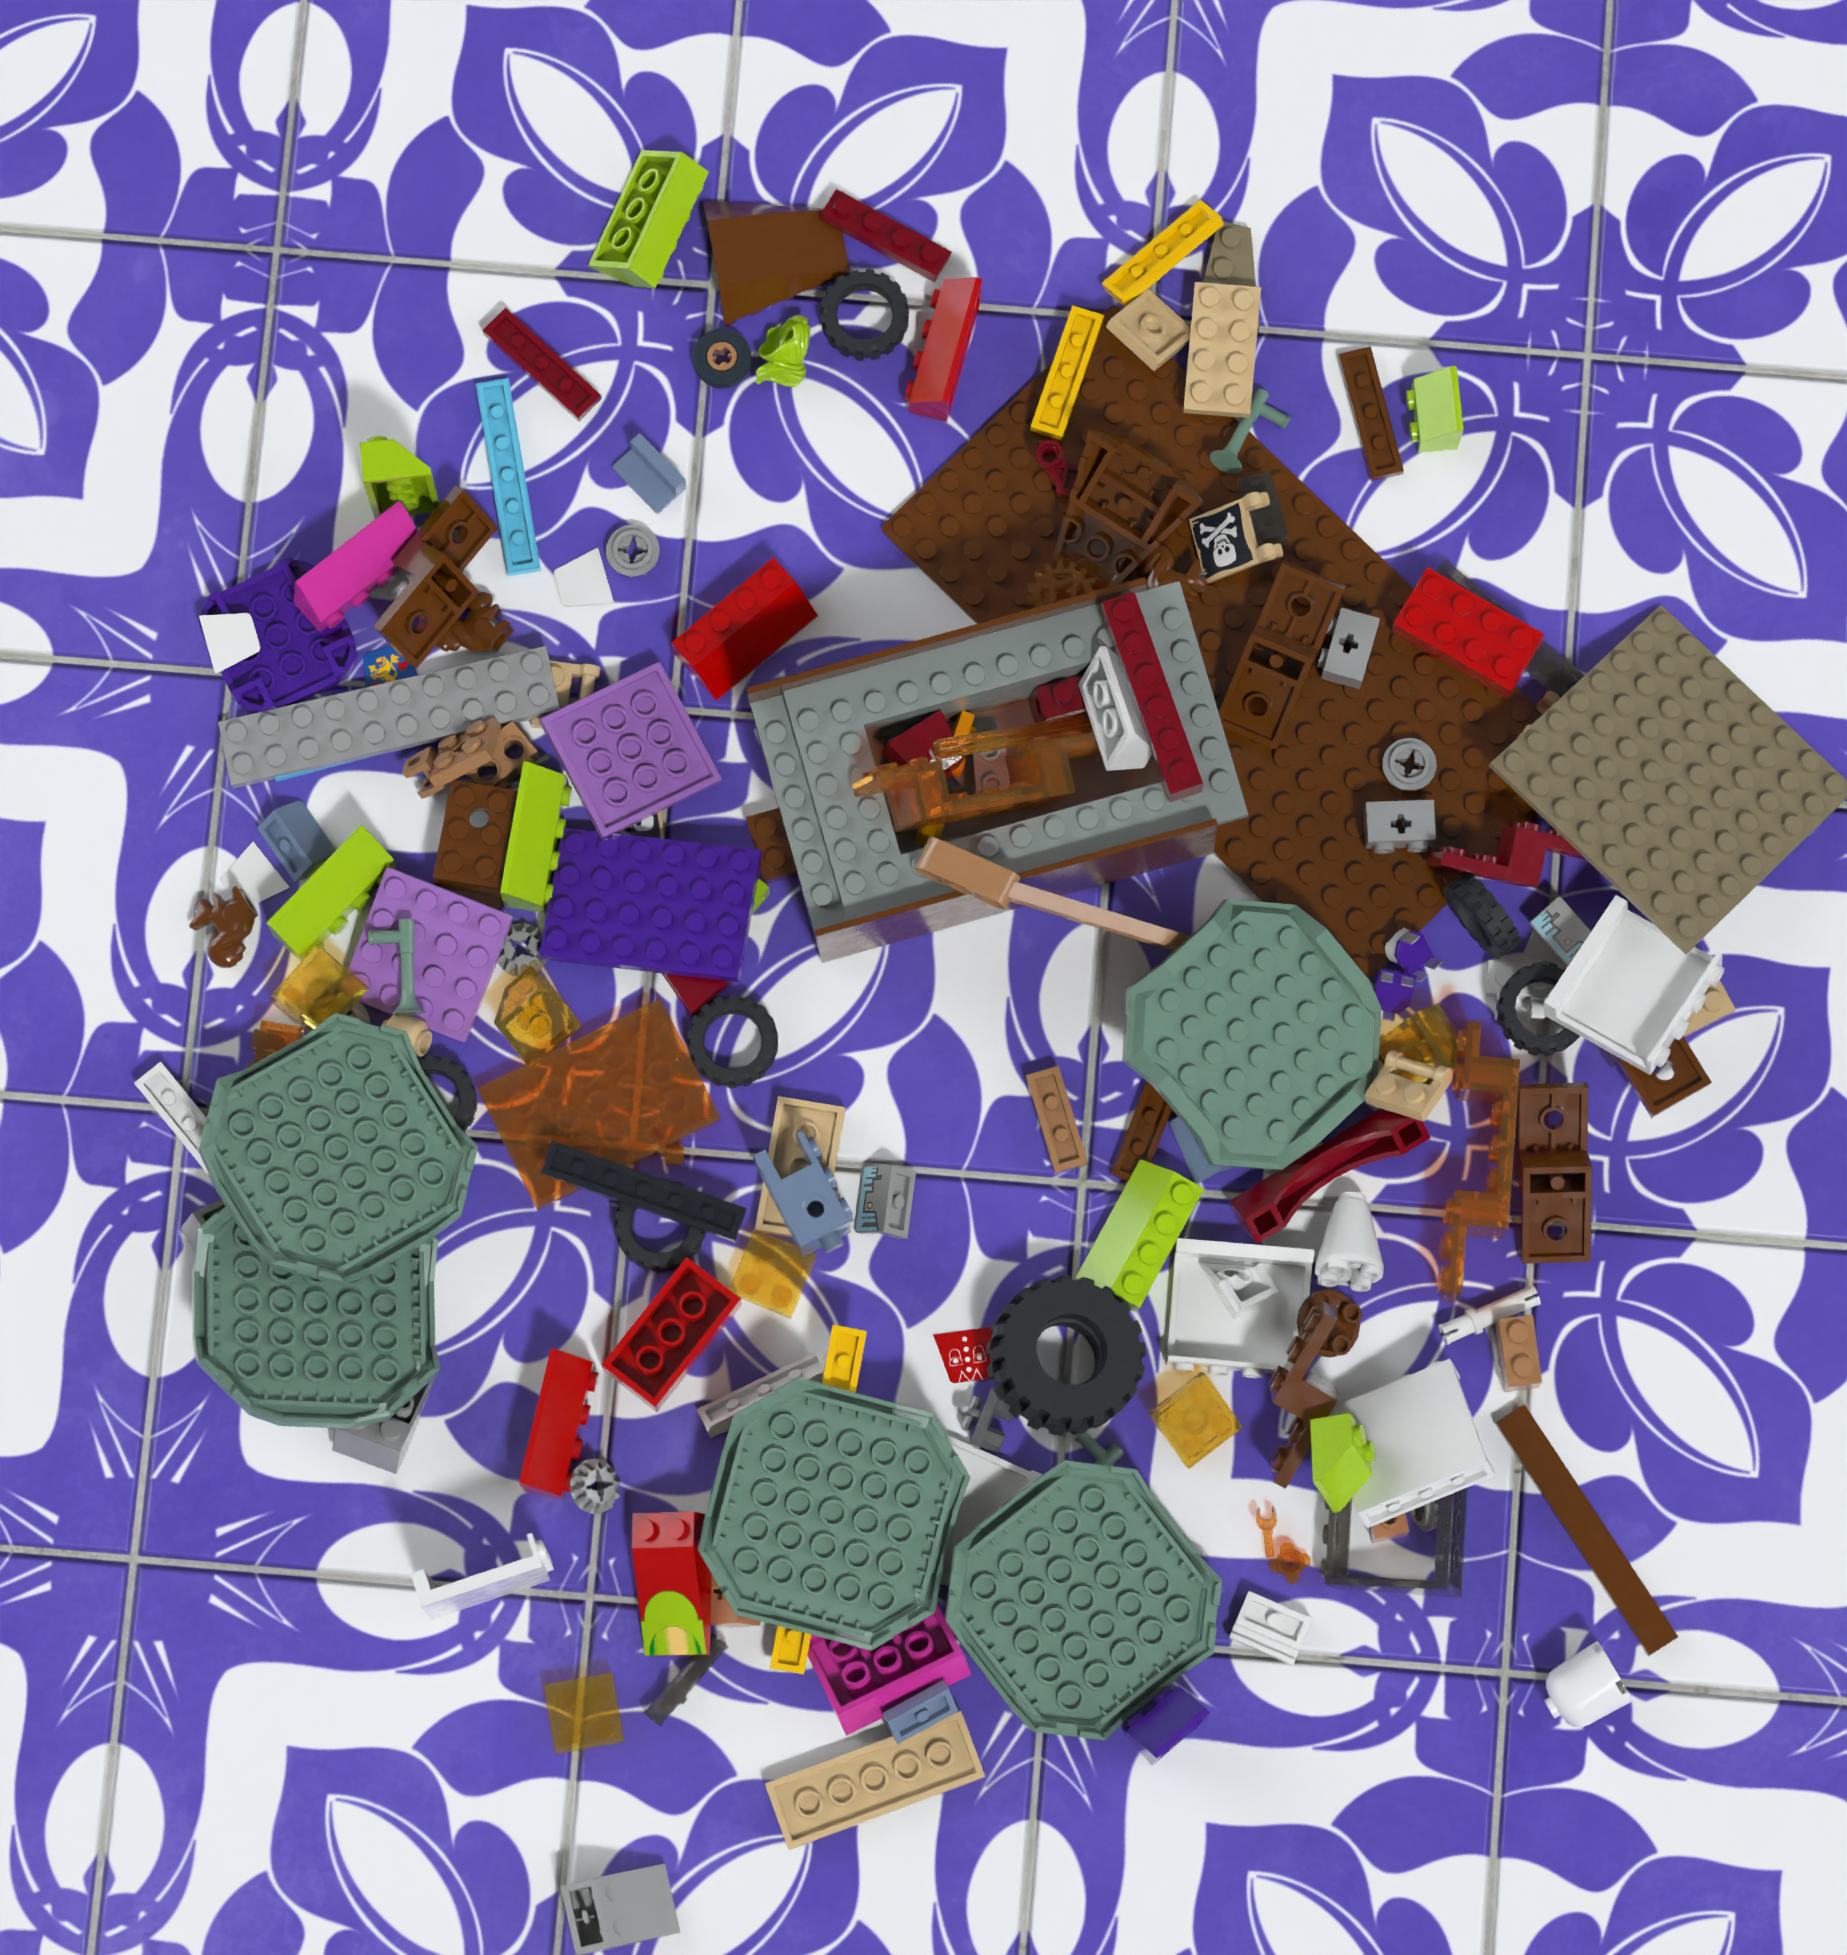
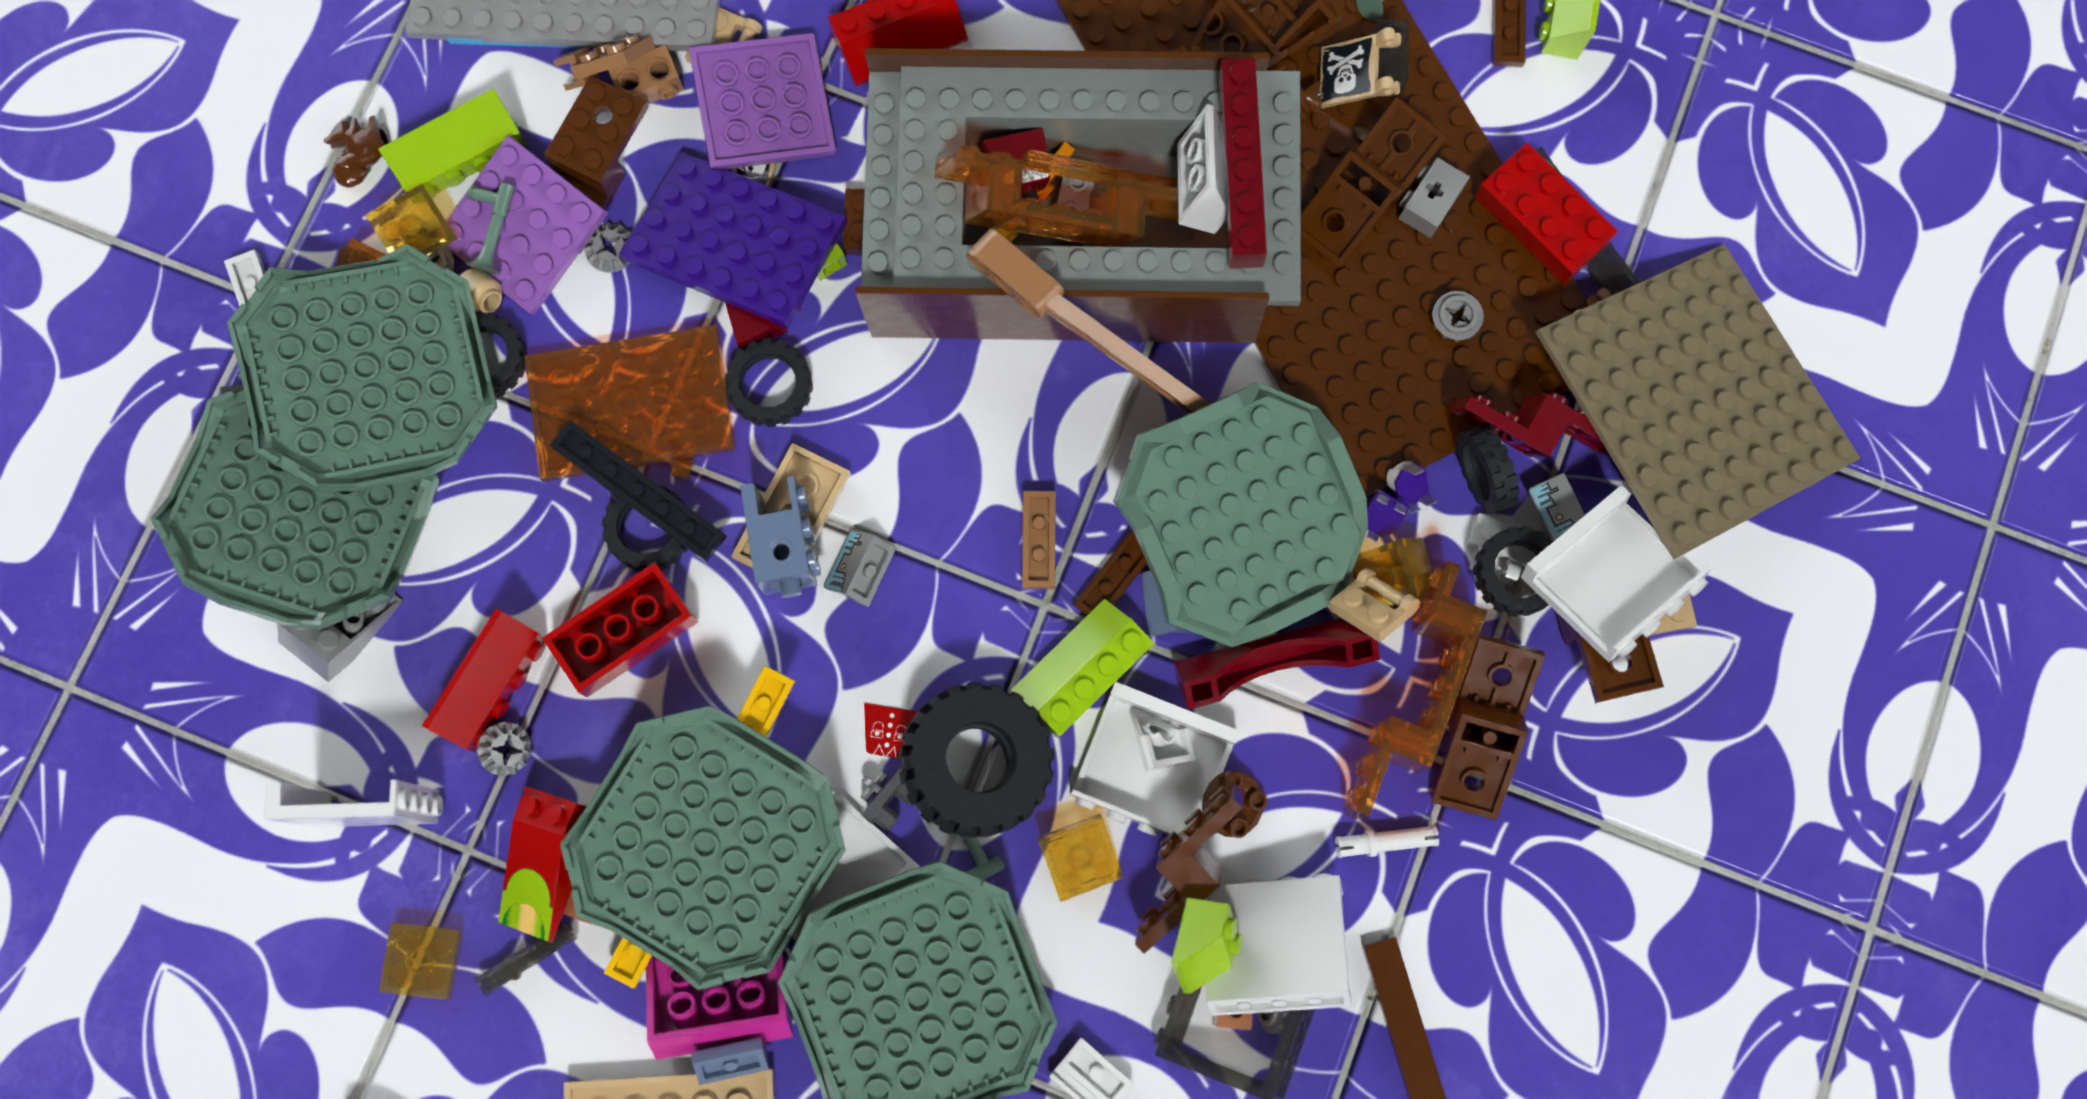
camera: 15 degrees right, 0 degrees up
(254, 876) = (399, 115): white sticker -> none
(296, 839) = (443, 87): sand blue panel -> none
(534, 838) = (648, 149): lime slope -> none
(534, 1016) = (596, 307): clear yellow slope -> none
(719, 1413) = (728, 701): white plate -> none
(772, 1274) = (733, 602): clear yellow plate -> none
(1057, 700) = (1155, 155): dark red torso -> none
(1267, 1529) = (1117, 979): clear orange hand -> none
(1280, 1566) = (1138, 1021): clear orange plate -> none
(1350, 1246) = (1274, 738): white cone -> none
(1415, 817) = (1448, 361): light grey brick -> none
(1518, 1353) = (1404, 887): medium nougat brick -> none

